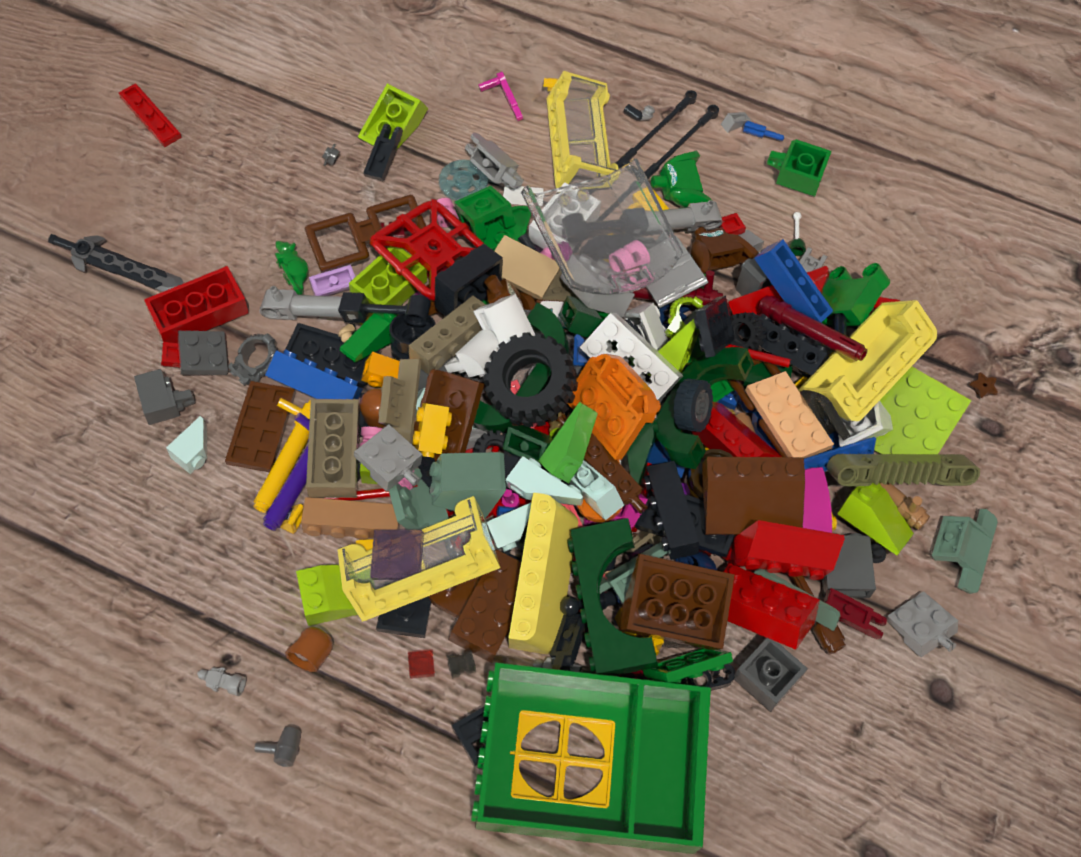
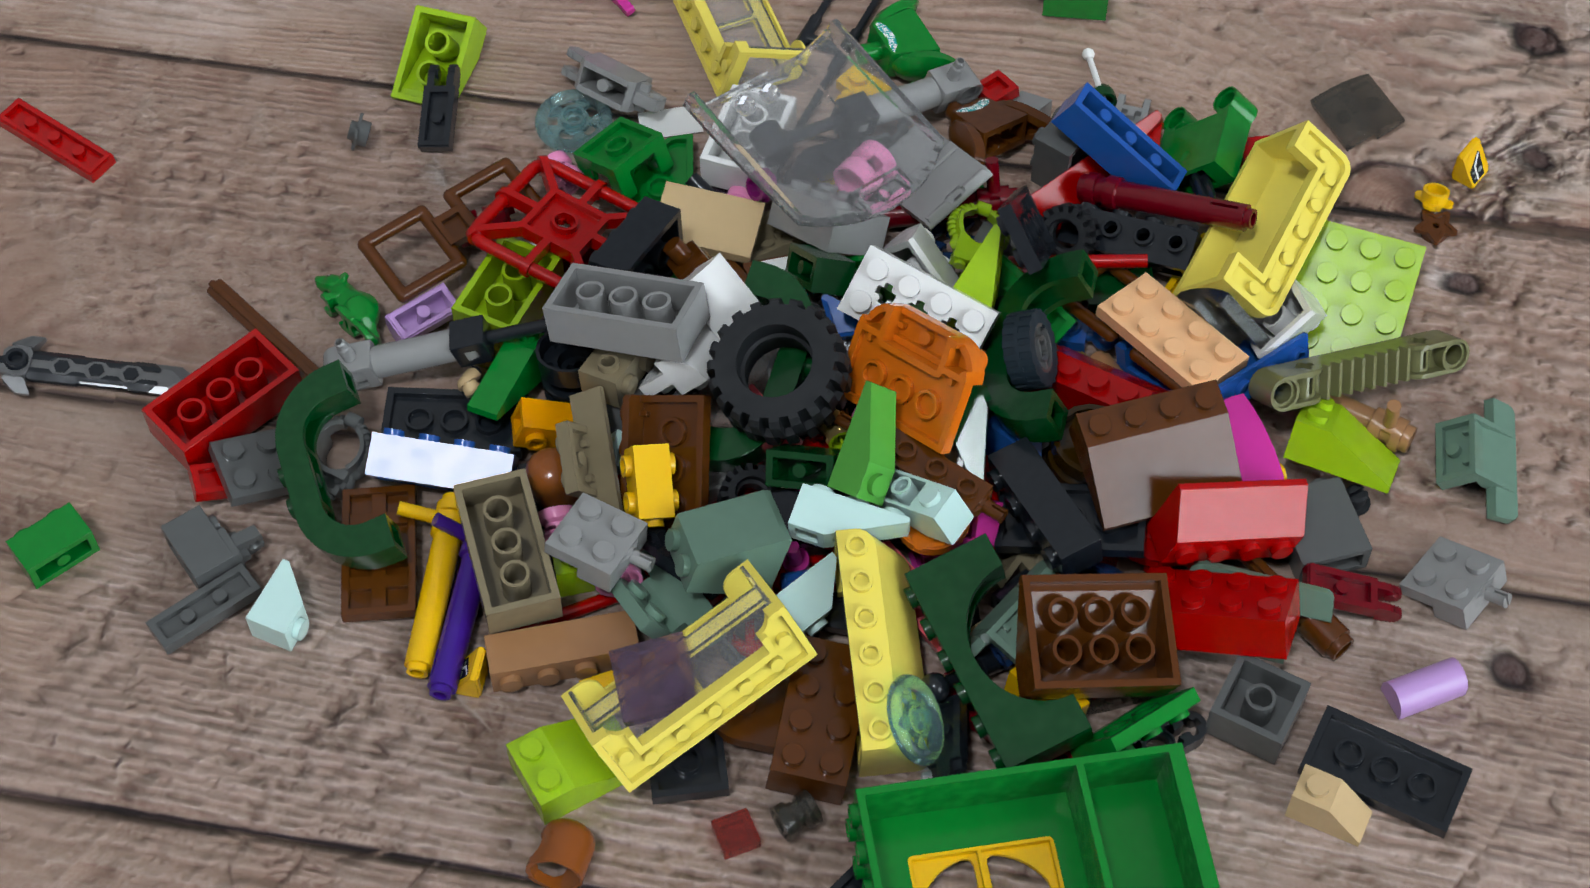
camera: 10 degrees left, 5 degrees down
(68, 370) = (52, 545): none -> green brick
(145, 434) = (204, 608): none -> dark grey plate
(231, 338) = (298, 426): none -> dark green arch
(242, 281) = (251, 319): none -> reddish brown axle
(447, 317) = (626, 312): none -> light grey brick
(549, 626) = (916, 719): none -> clear light blue plate
(796, 750) = (1328, 806): none -> tan slope
(839, 737) = (1388, 770): none -> black plate
(883, 688) = (1426, 687): none -> lavender brick
(957, 296) = (1357, 111): none -> clear smoke slope
(990, 366) = (1434, 197): none -> yellow plate
(1020, 350) = (1470, 164): none -> yellow slope

